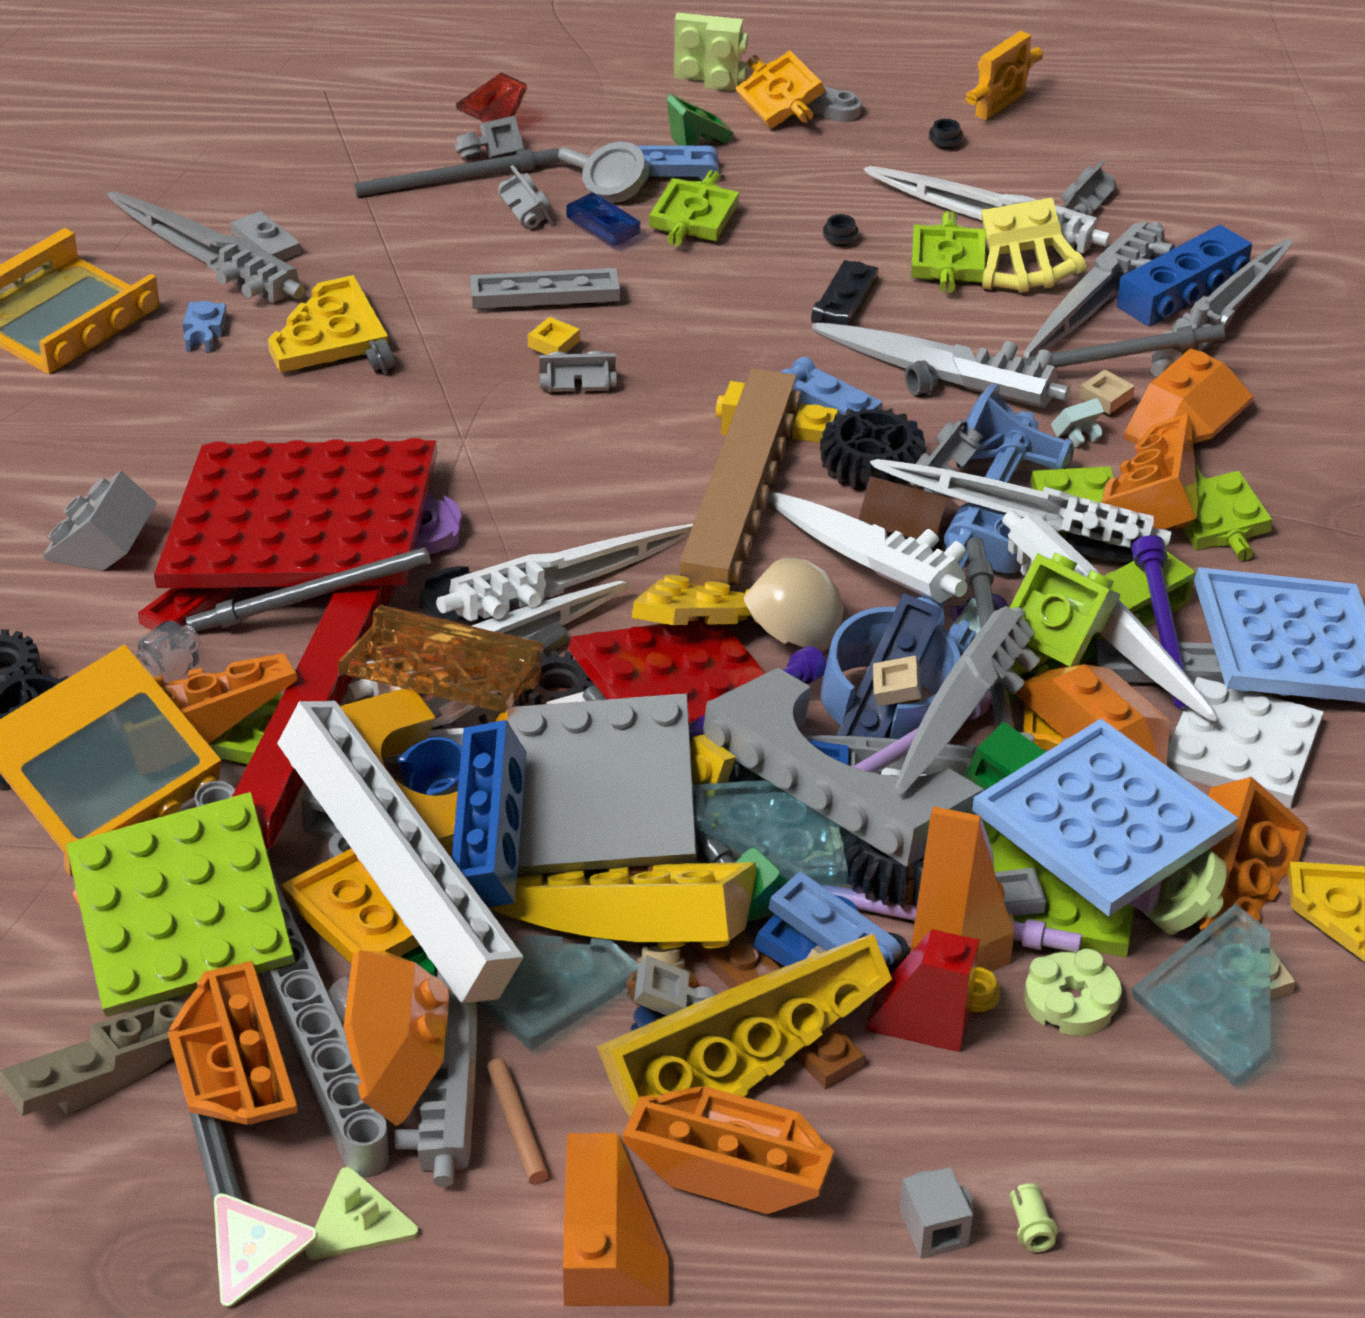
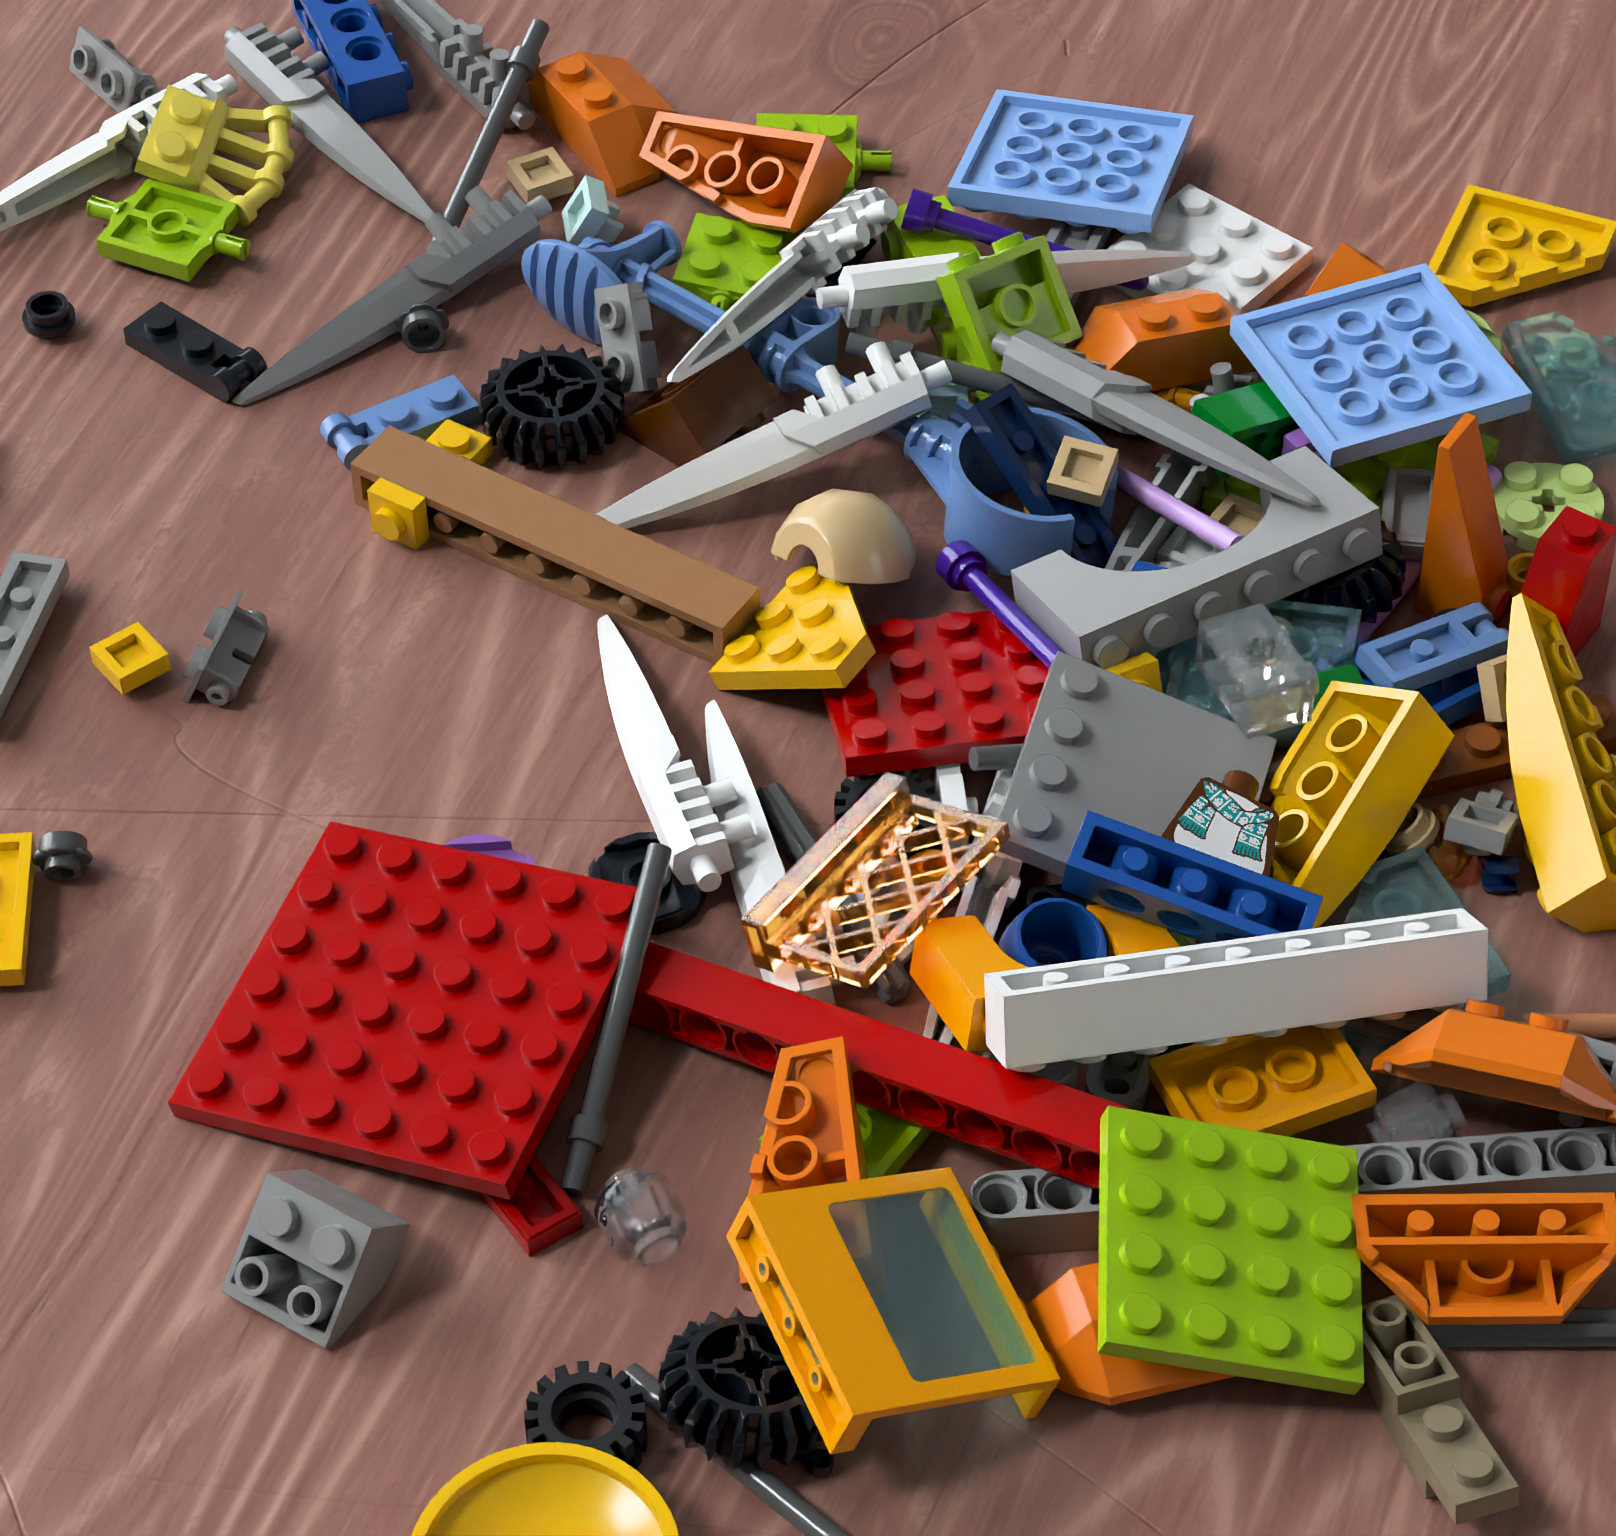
camera: 70 degrees left, 5 degrees up
(561, 830) = (1228, 822): none -> torso
(732, 810) = (1256, 670): none -> clear brick

